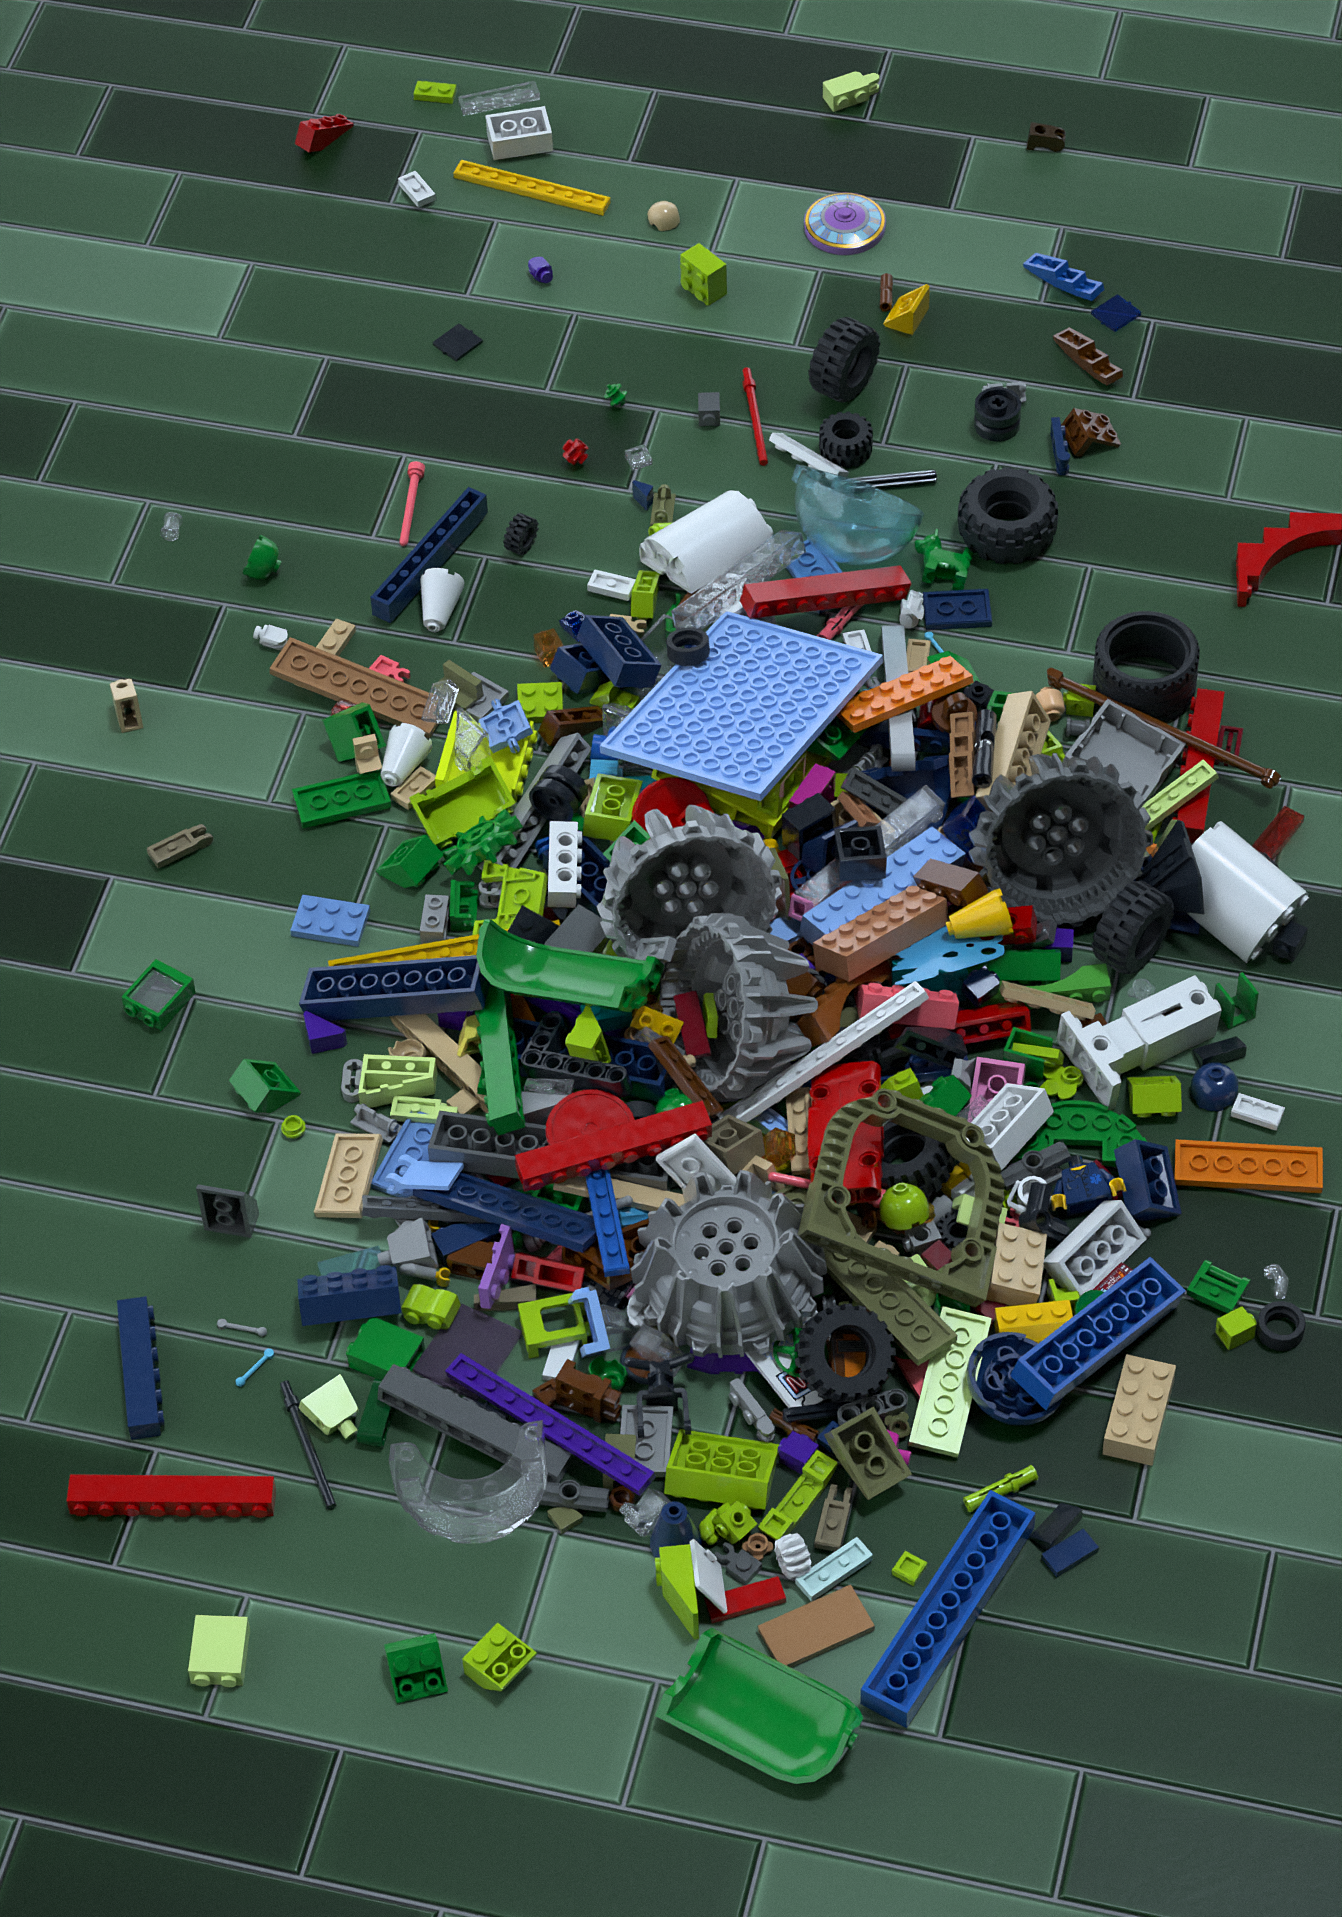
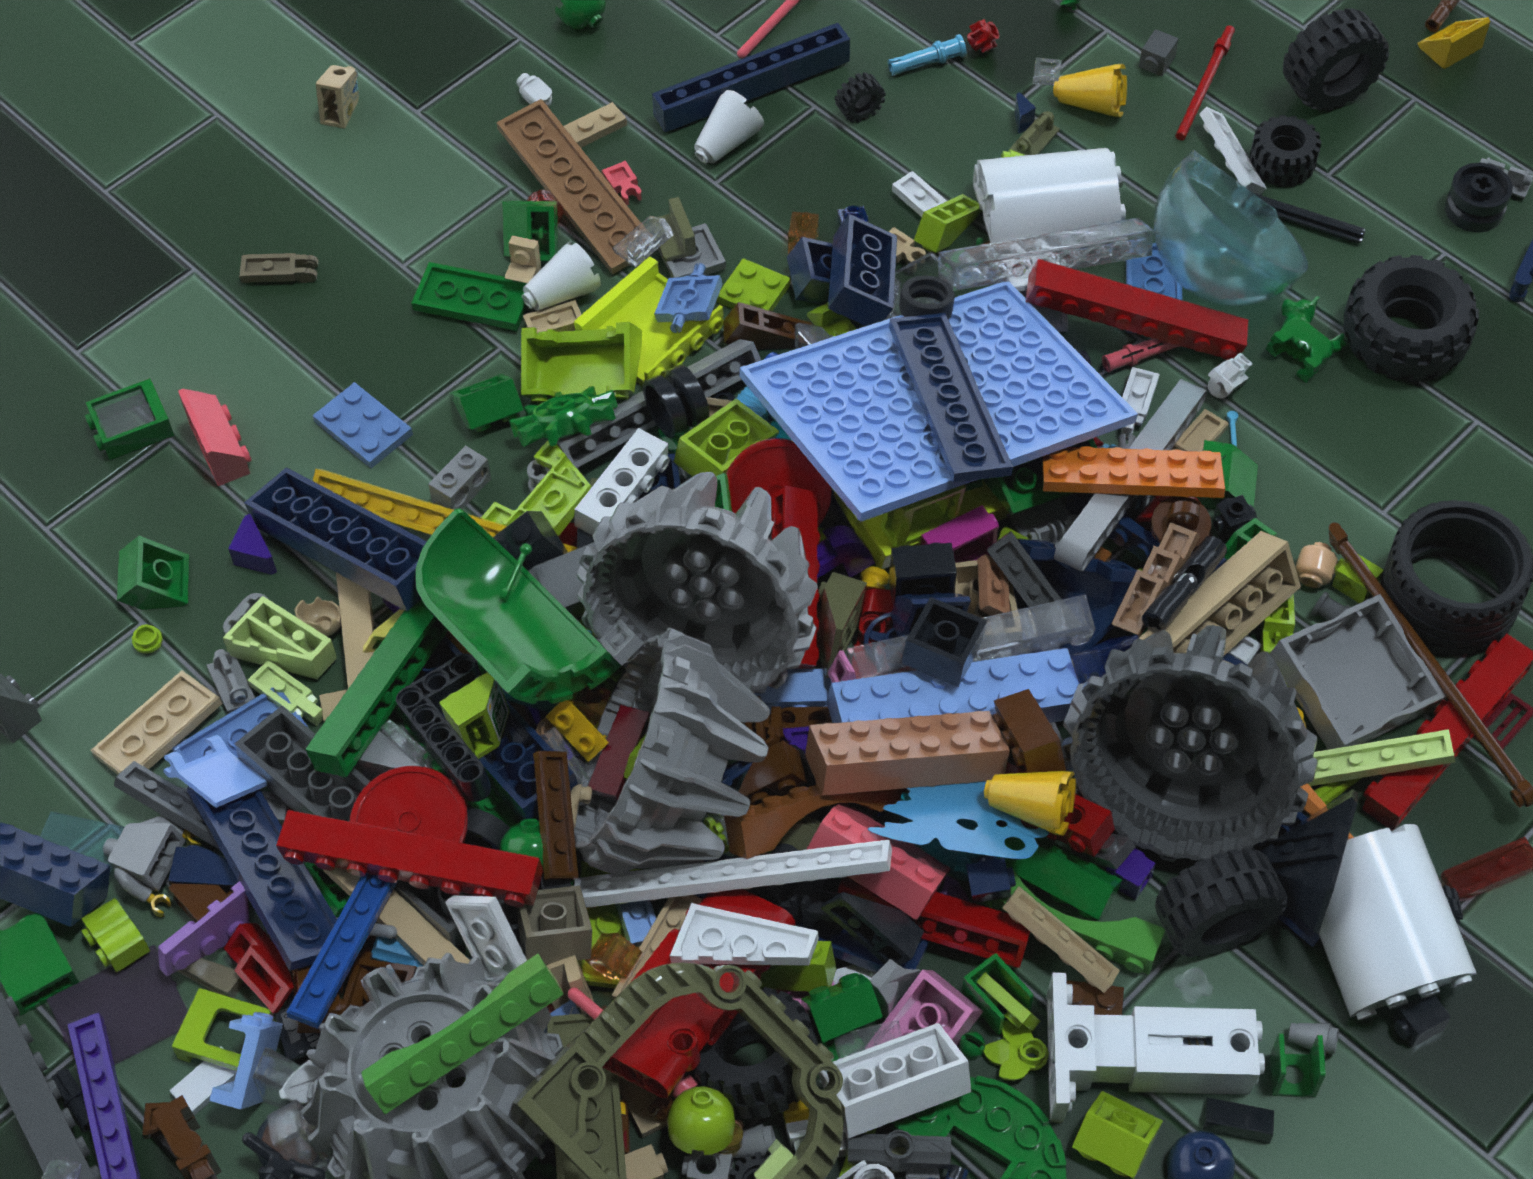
camera: 30 degrees right, 5 degrees up
(233, 977) = (216, 436): none -> coral slope
(463, 905) = (503, 477): green hinge -> none
(470, 742) = (636, 298): clear slope -> none
(537, 931) = (525, 549): none -> green hinge
(549, 478) = (938, 52): none -> medium azure pin
(610, 1370) = (226, 1134): green hair -> none
(683, 455) = (1094, 89): none -> yellow cone
(756, 698) = (950, 398): none -> dark blue plate
(766, 1171) = (413, 1068): none -> bright green arch
(846, 1088) = (740, 939): none -> white wing
(957, 609) = (1285, 400): dark blue tile -> none
(1230, 981) = (1305, 1034): none -> light grey cone

